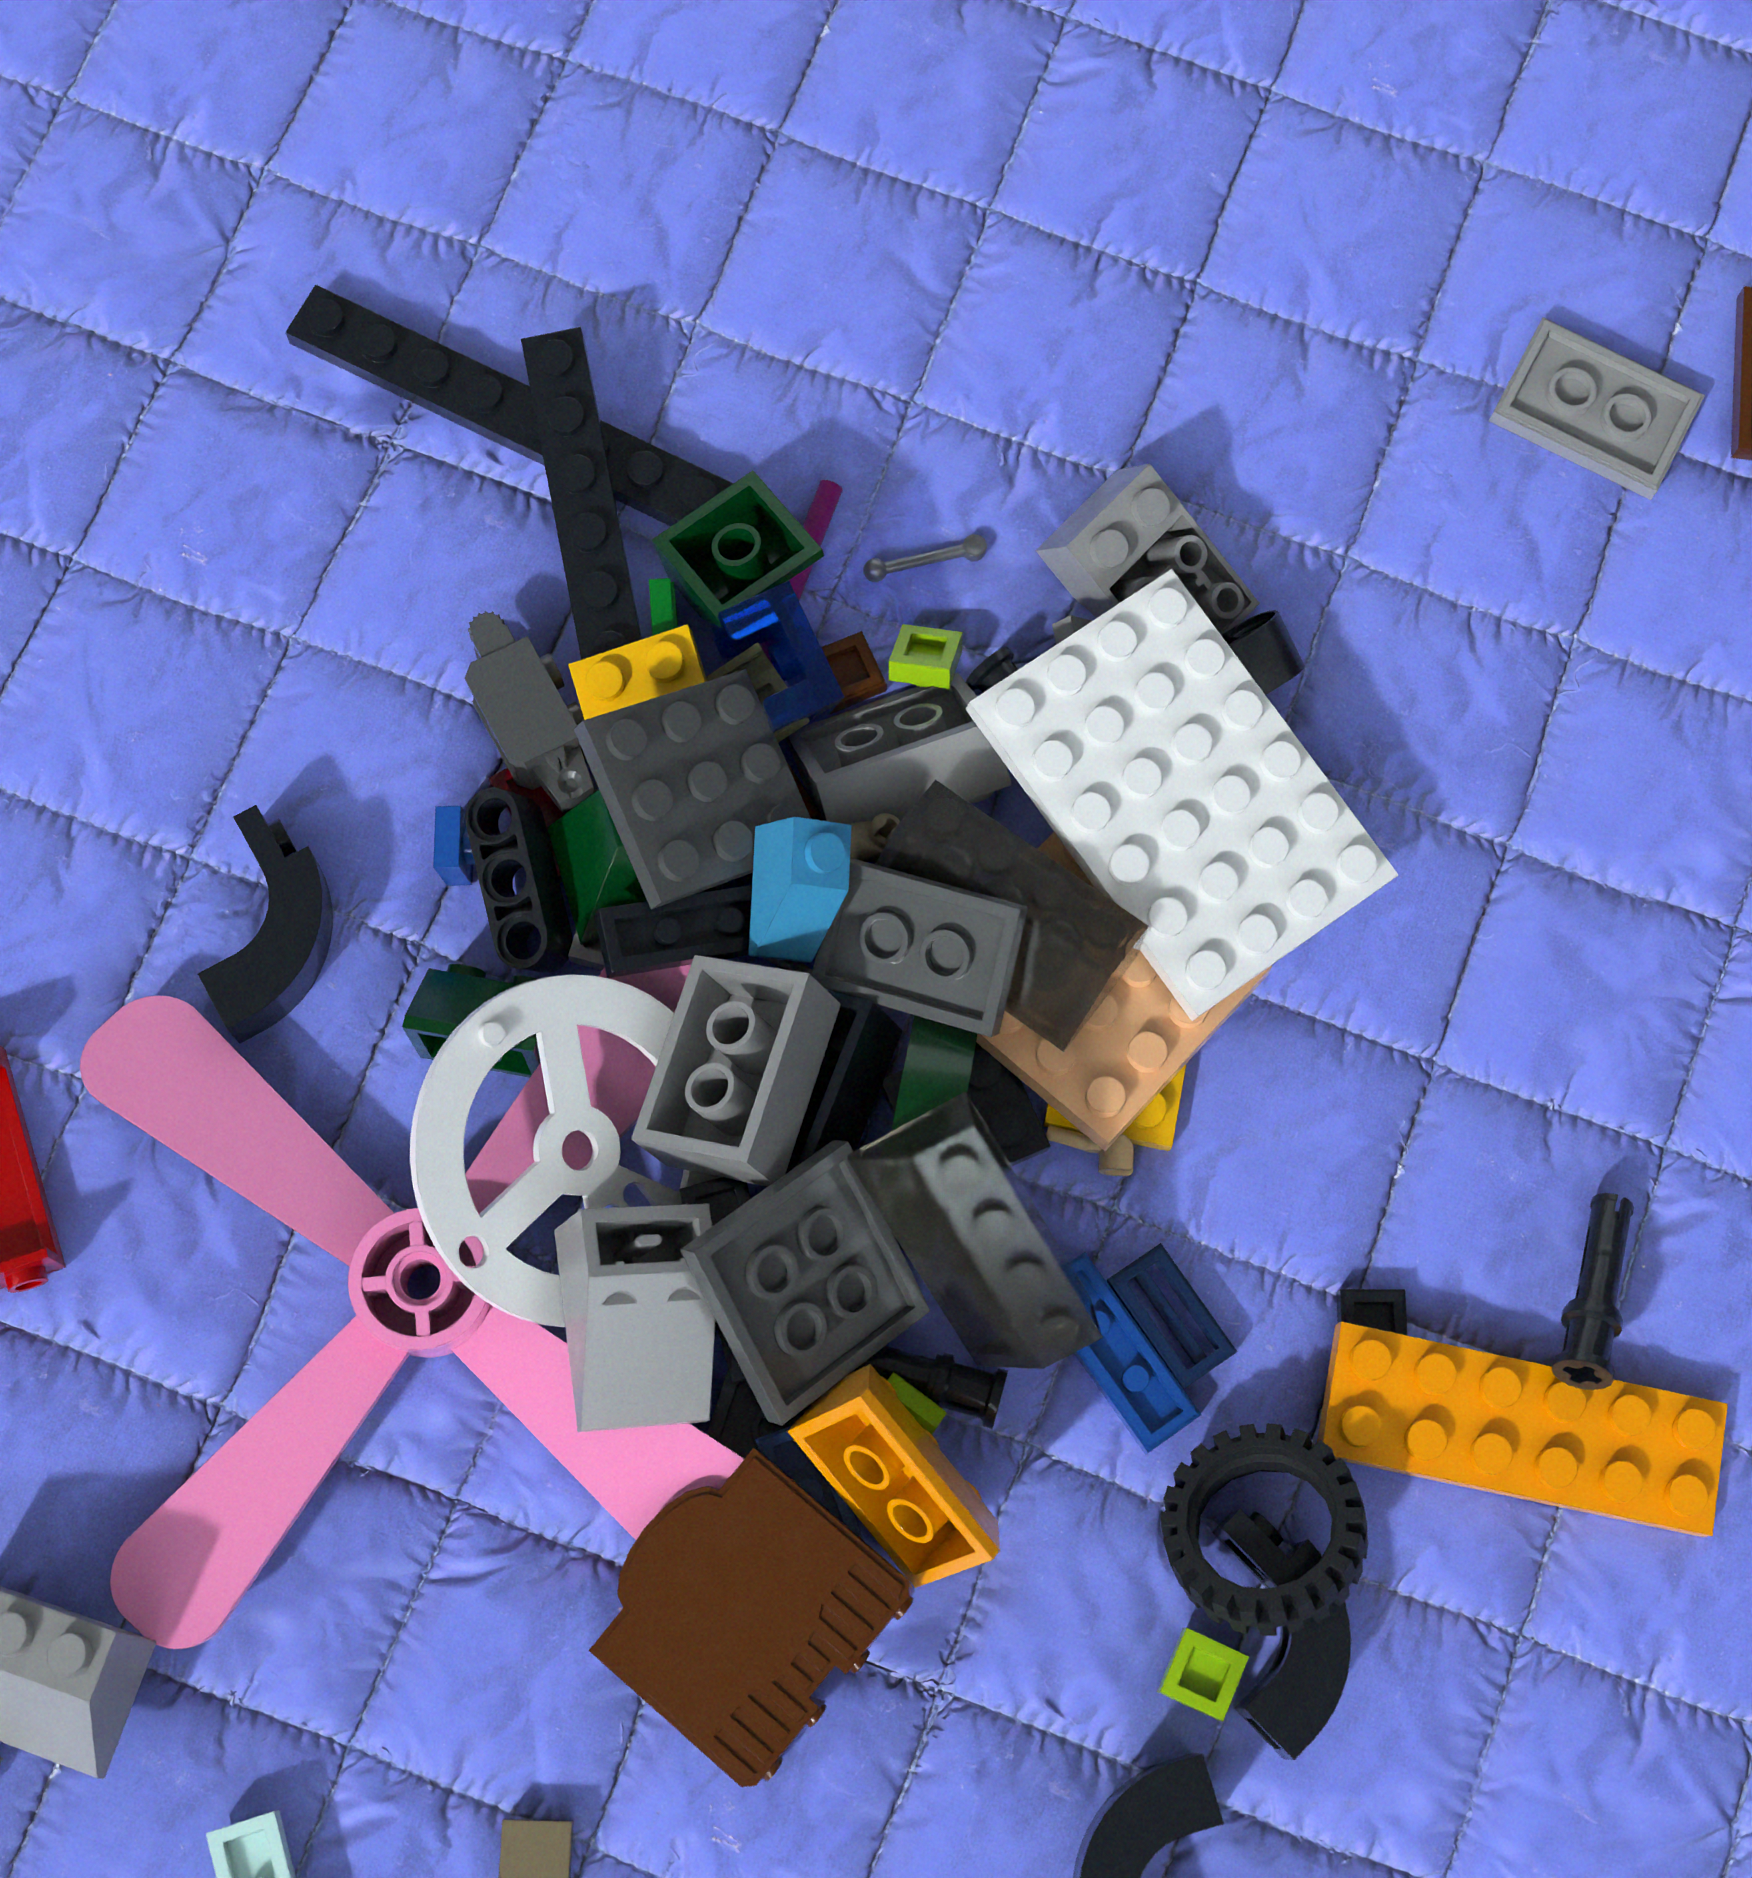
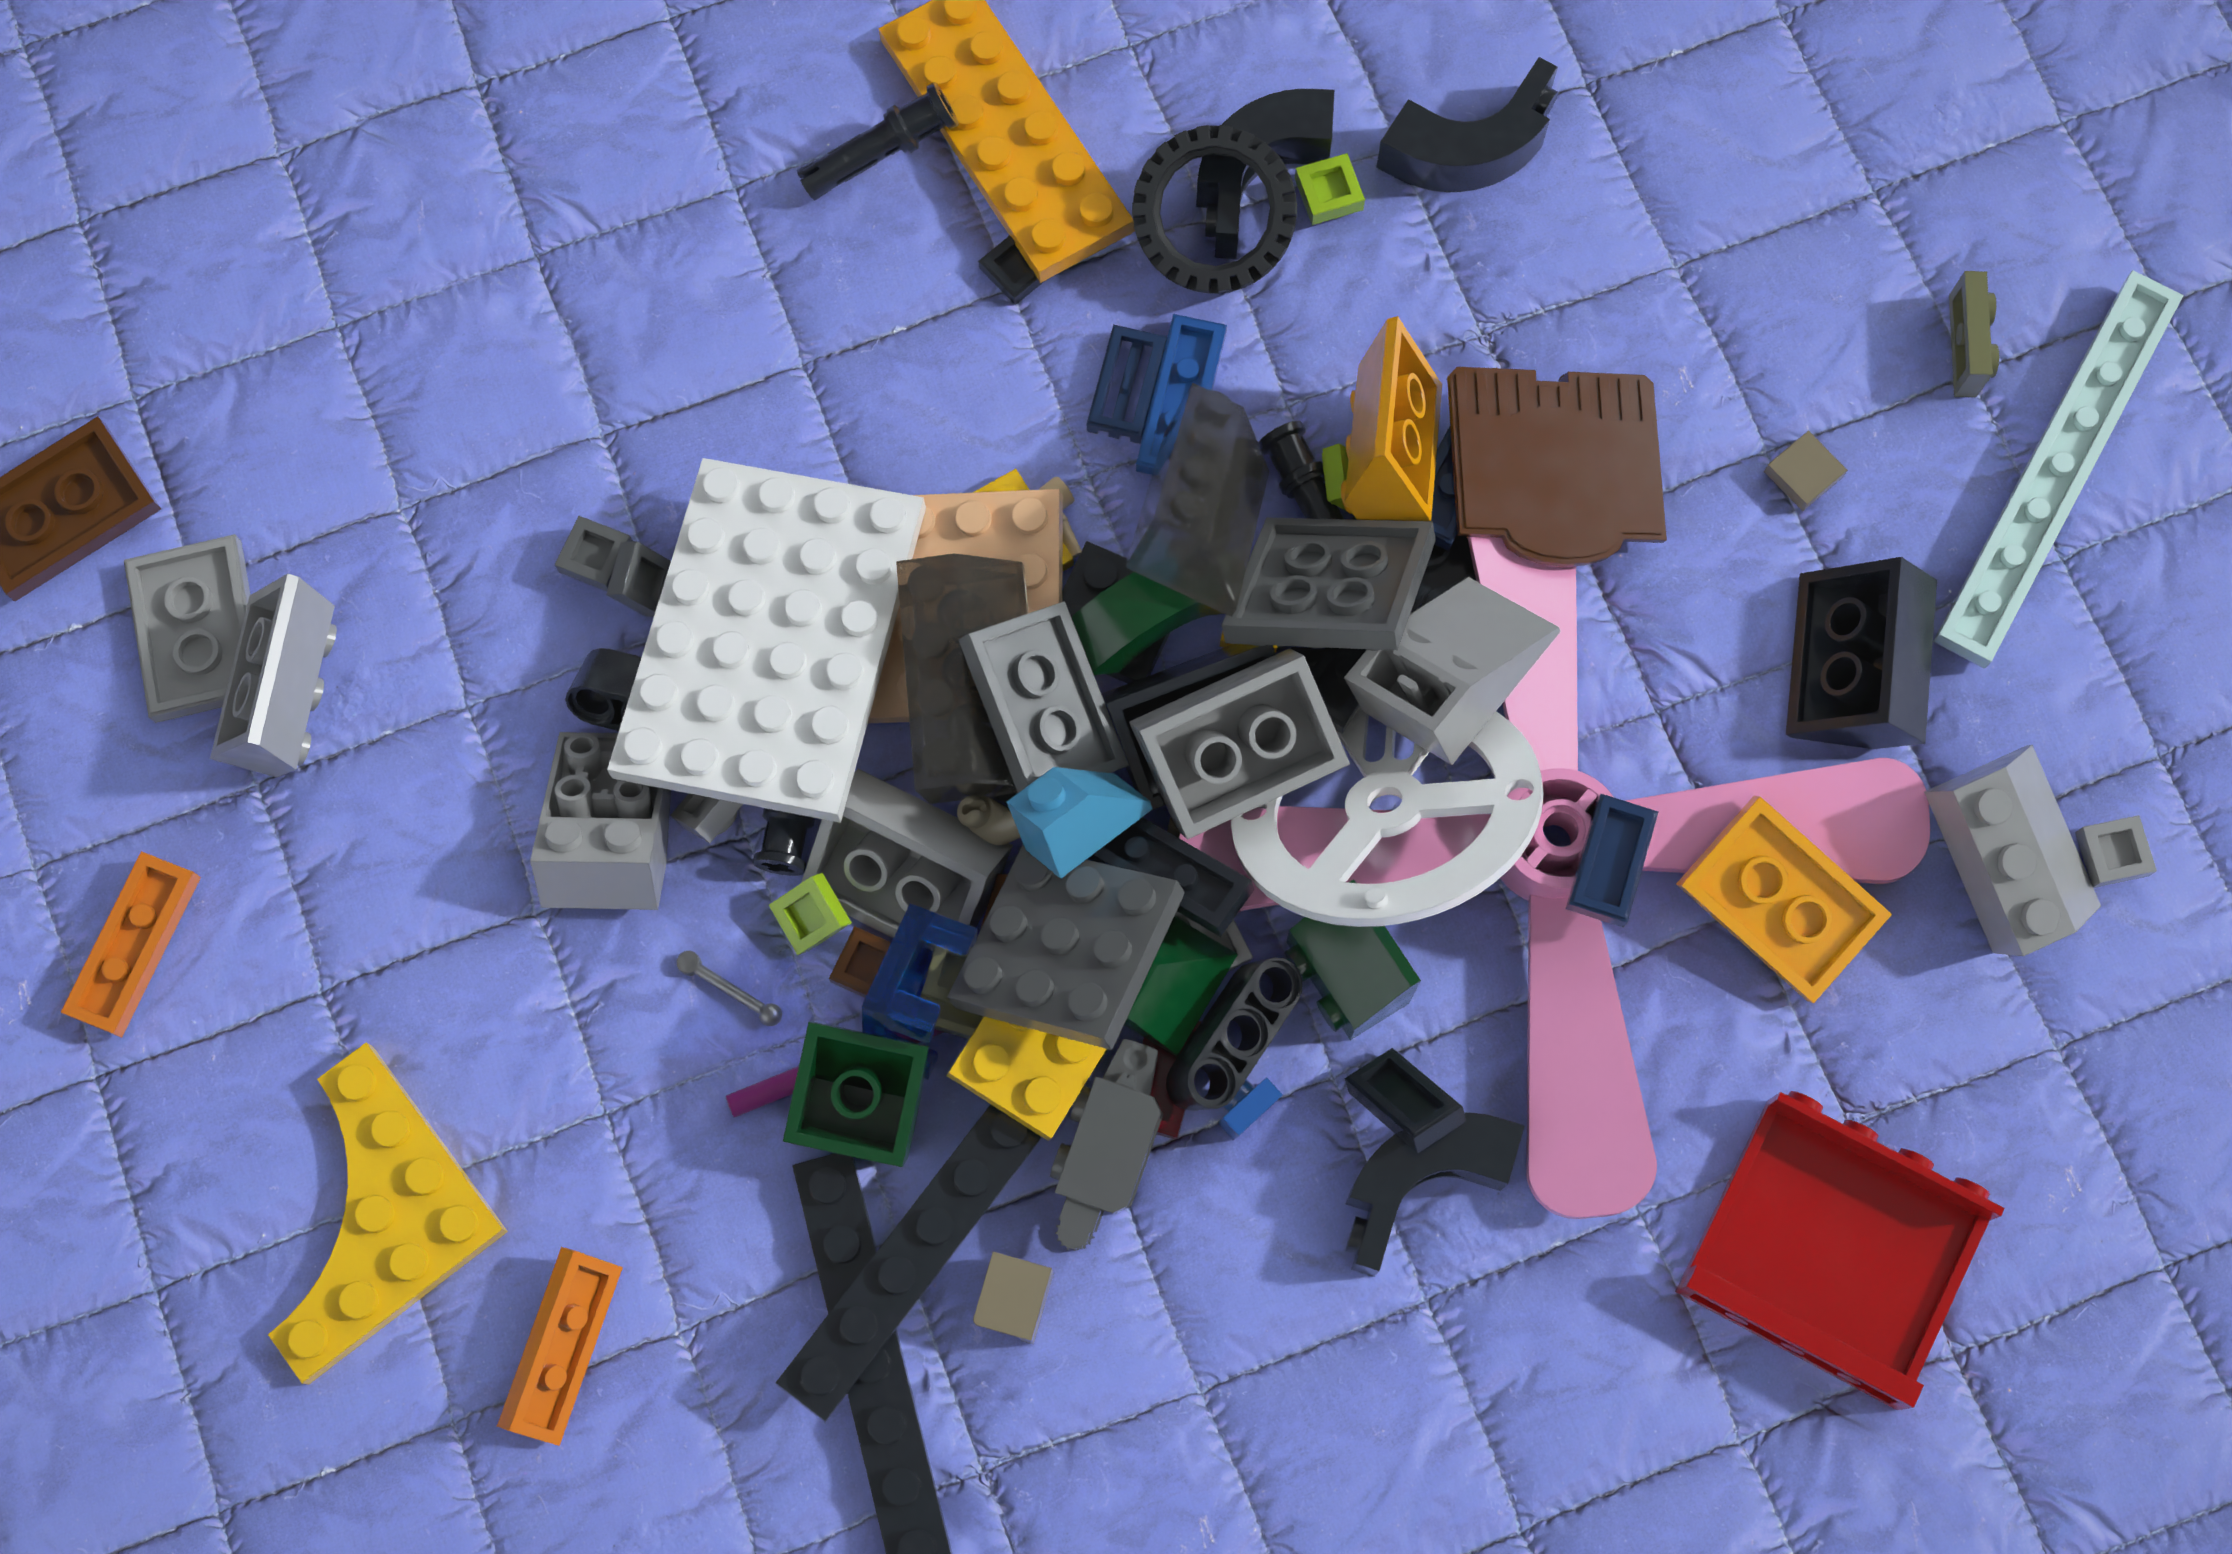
camera: 125 degrees left, 0 degrees up
(192, 1425) = (1784, 899): none -> light orange plate
(322, 1722) = (1862, 655): none -> black slope
(339, 959) = (1405, 1100): none -> black tile
(350, 1288) = (1612, 860): none -> dark blue tile
(485, 553) = (1013, 1297): none -> dark tan panel
(662, 605) = (947, 1120): green tile -> none
(760, 228) = (559, 1346): none -> orange plate
(967, 212) = (404, 1221): none -> yellow plate
(1341, 754) = (638, 577): none -> dark grey plate
(1355, 175) = (131, 944): none -> orange plate
(1394, 743) = (590, 552): none -> dark grey plate
(1484, 413) = (275, 678): none -> light grey slope

